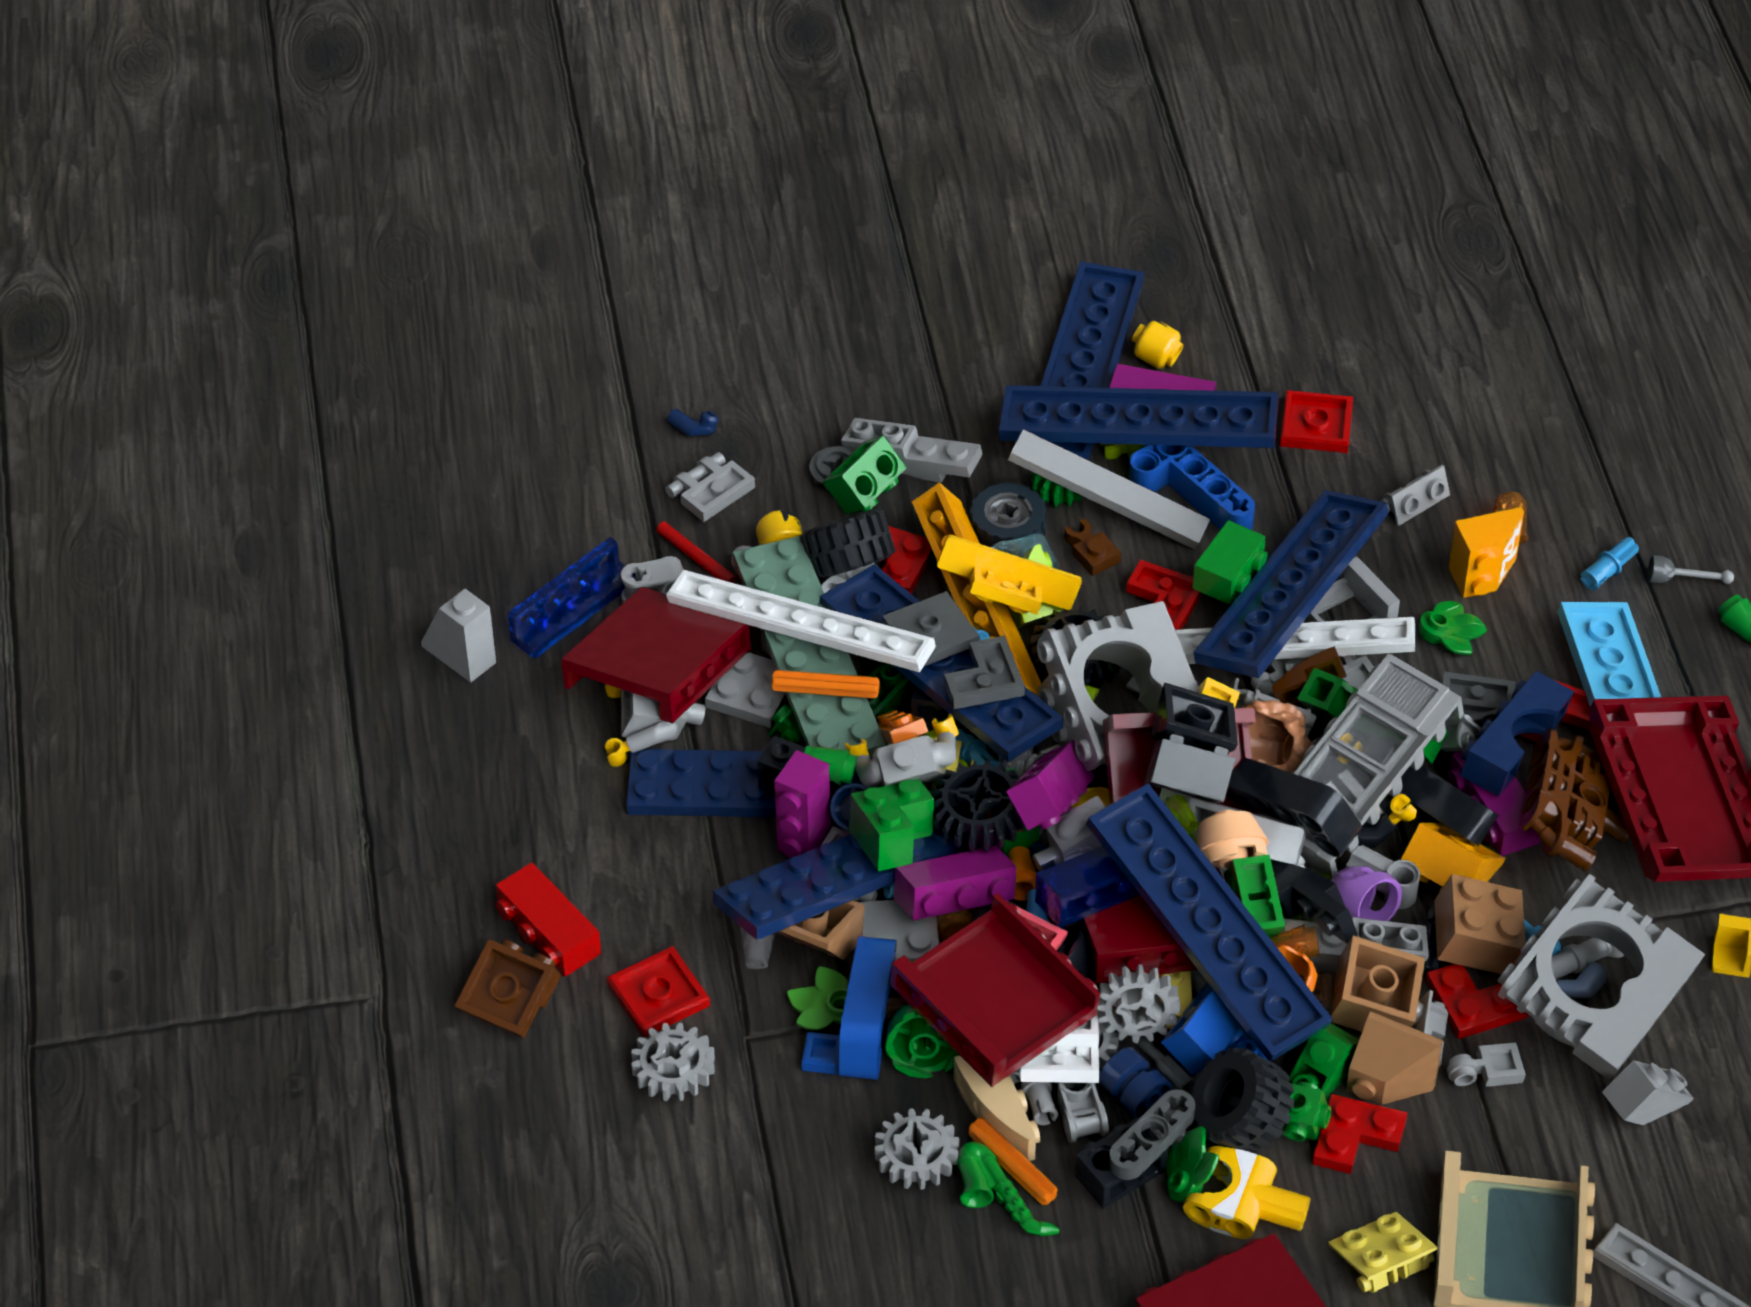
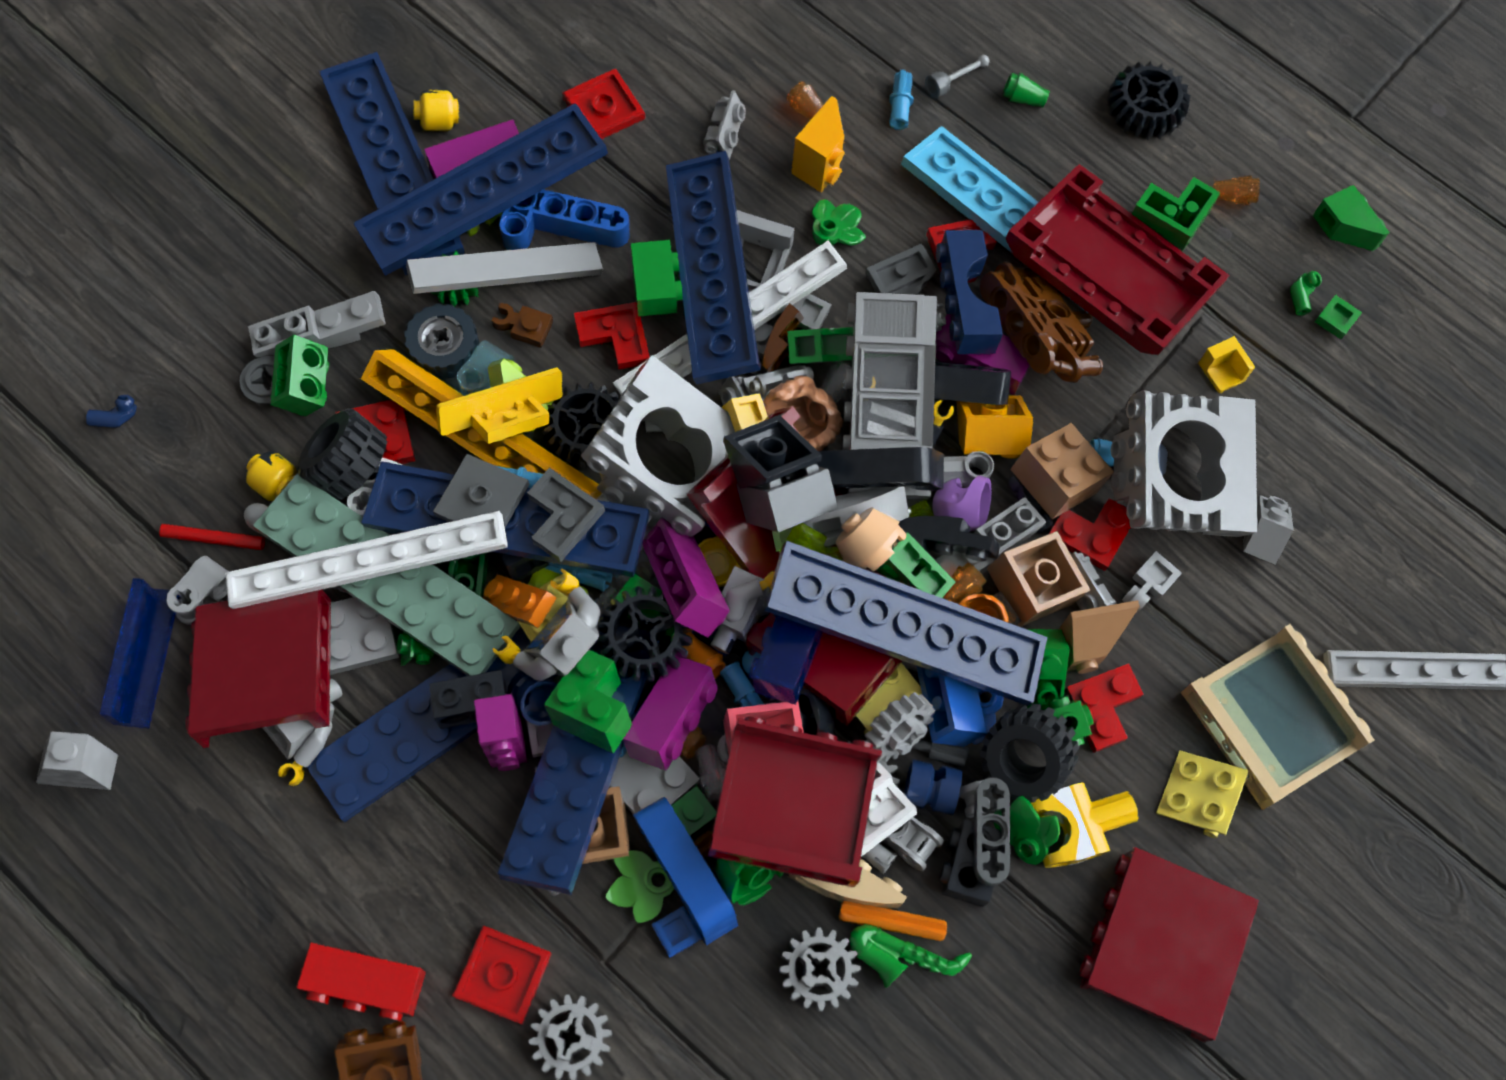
camera: 45 degrees left, 20 degrees up
(717, 489) = (183, 467): light grey plate -> none
(825, 684) = (432, 605): orange axle -> none
(840, 761) = (508, 680): green cone -> none

